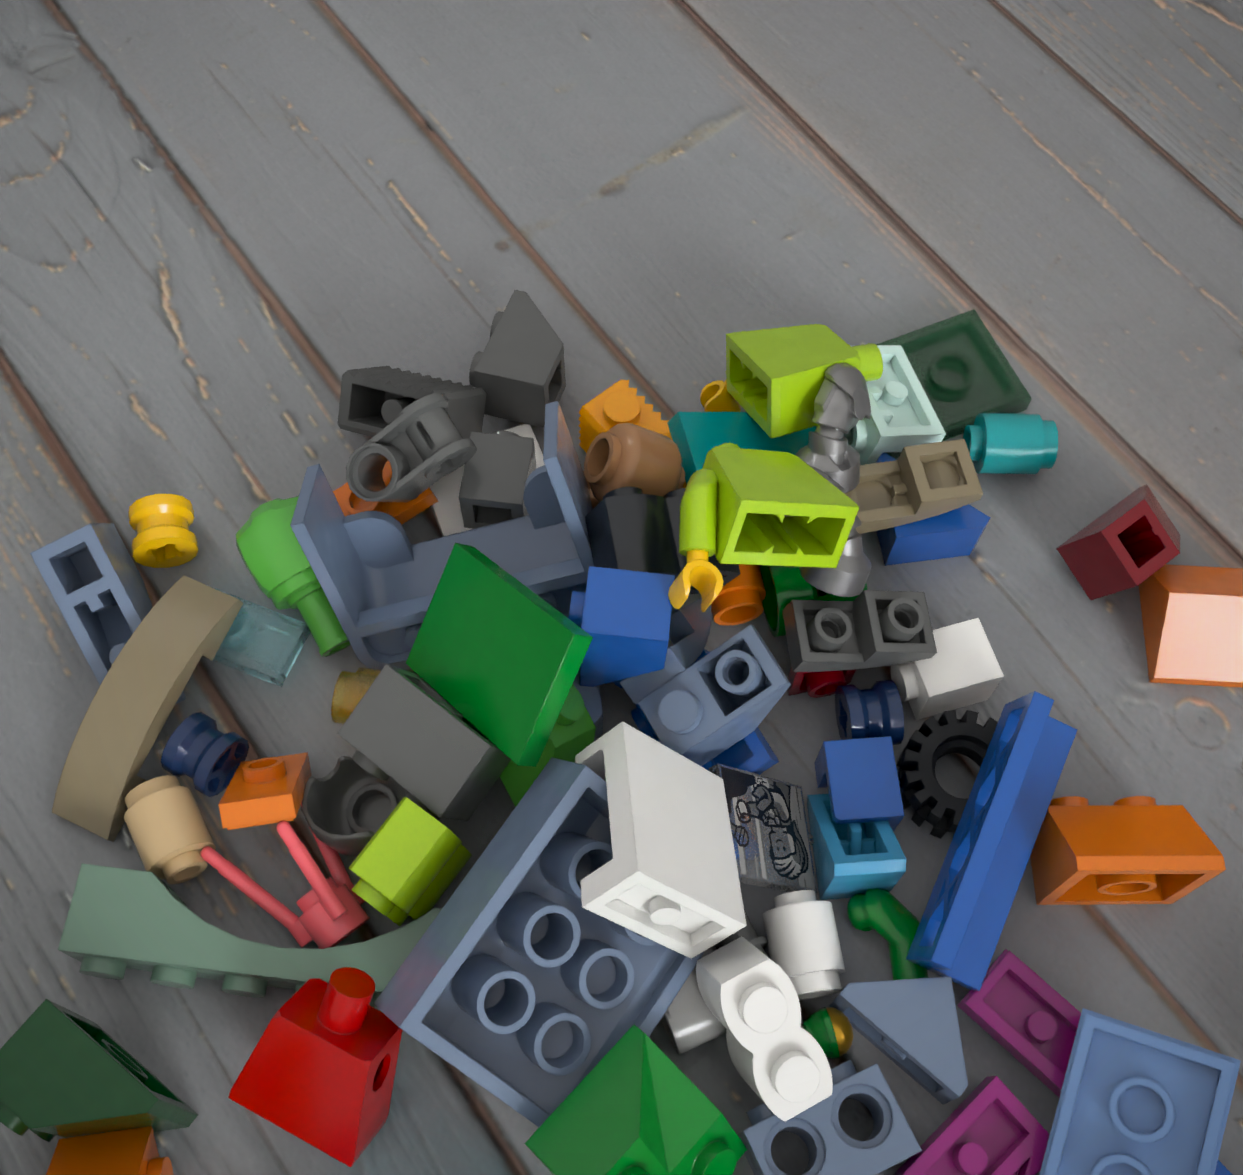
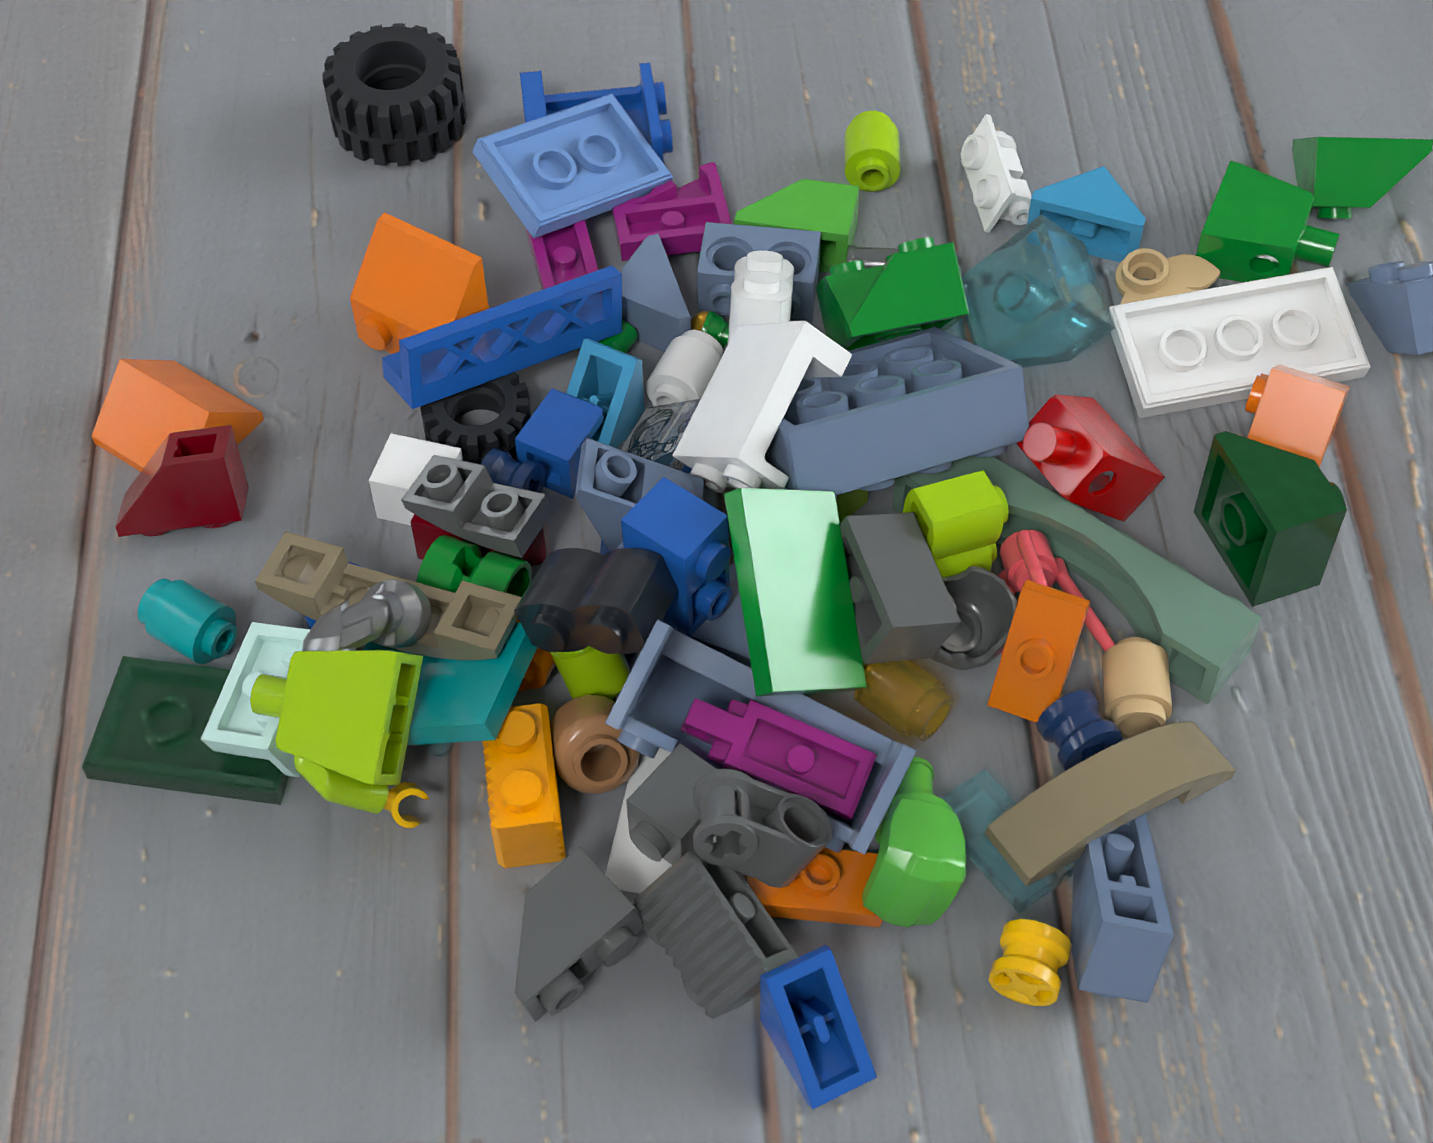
camera: 145 degrees left, 10 degrees down
(306, 405) = (815, 1027): none -> blue slope
(416, 557) = (783, 753): none -> magenta hinge
(633, 458) = (565, 690): medium nougat head -> none
(771, 513) = (514, 532): lime torso -> none

